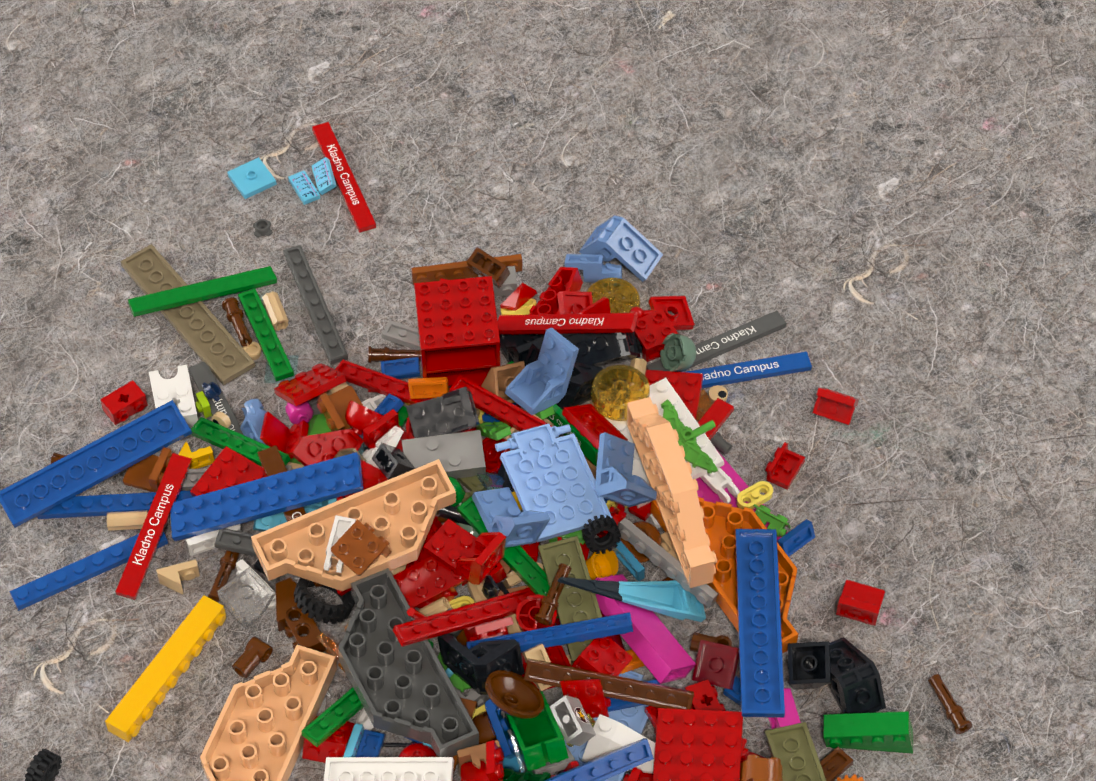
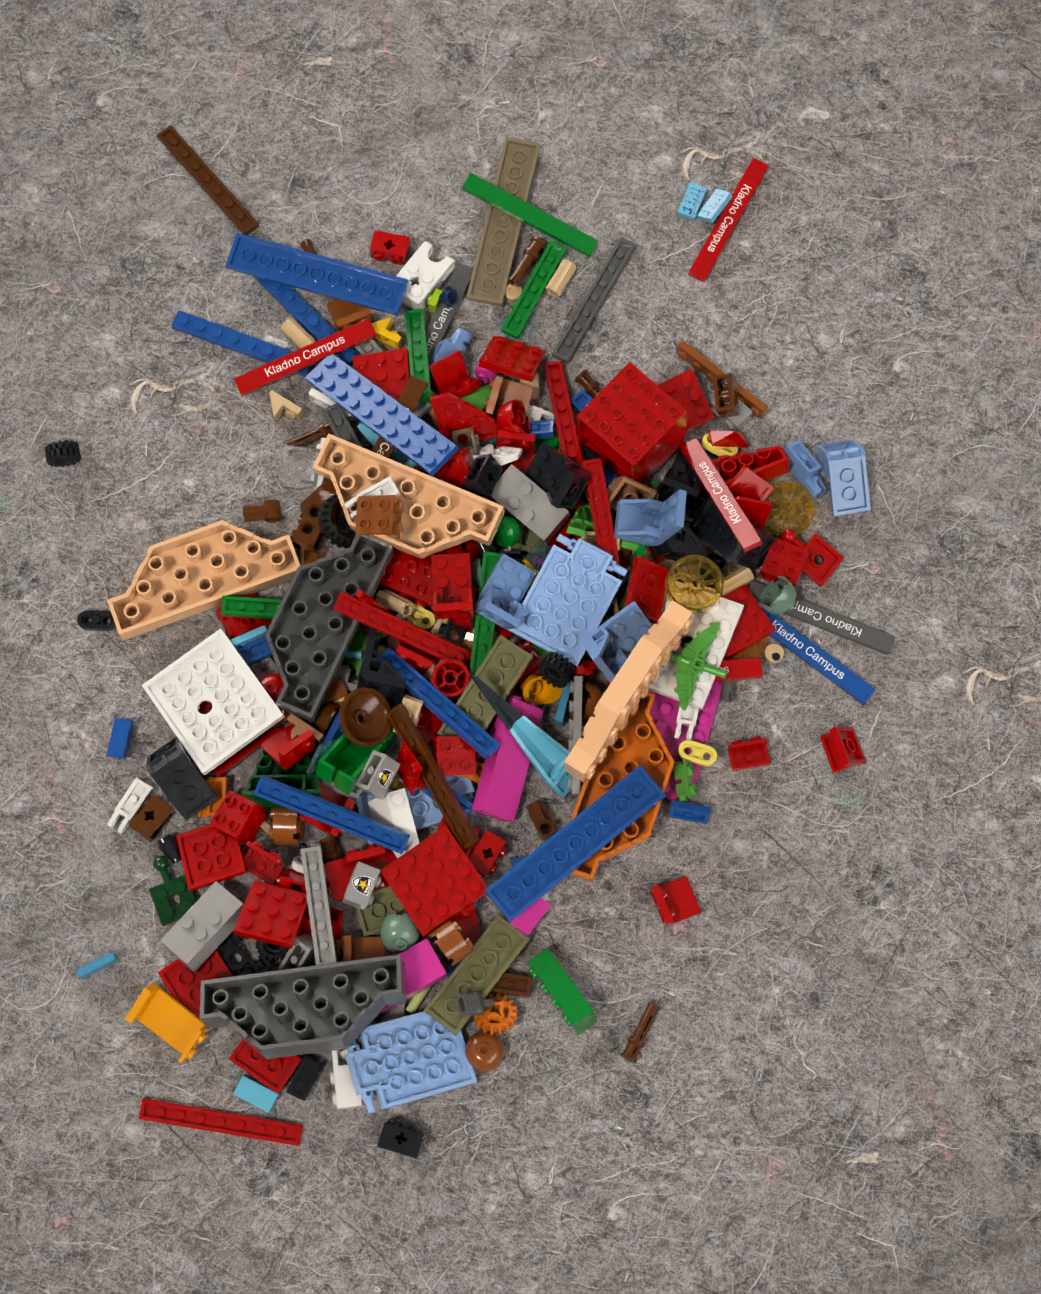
camera: 50 degrees right, 20 degrees up
(165, 669) = (206, 463): yellow brick -> none
(221, 419) = (429, 322): tan tile -> none
(251, 178) = (666, 158): medium azure plate -> none
(262, 228) = (627, 200): dark grey plate -> none
(428, 387) = (575, 444): orange plate -> none
(551, 604) = (460, 679): reddish brown pin -> none
(716, 664) = (523, 836): dark red plate -> none
(809, 665) = (578, 904): black slope -> none
(854, 679) = (597, 941): black bracket -> none

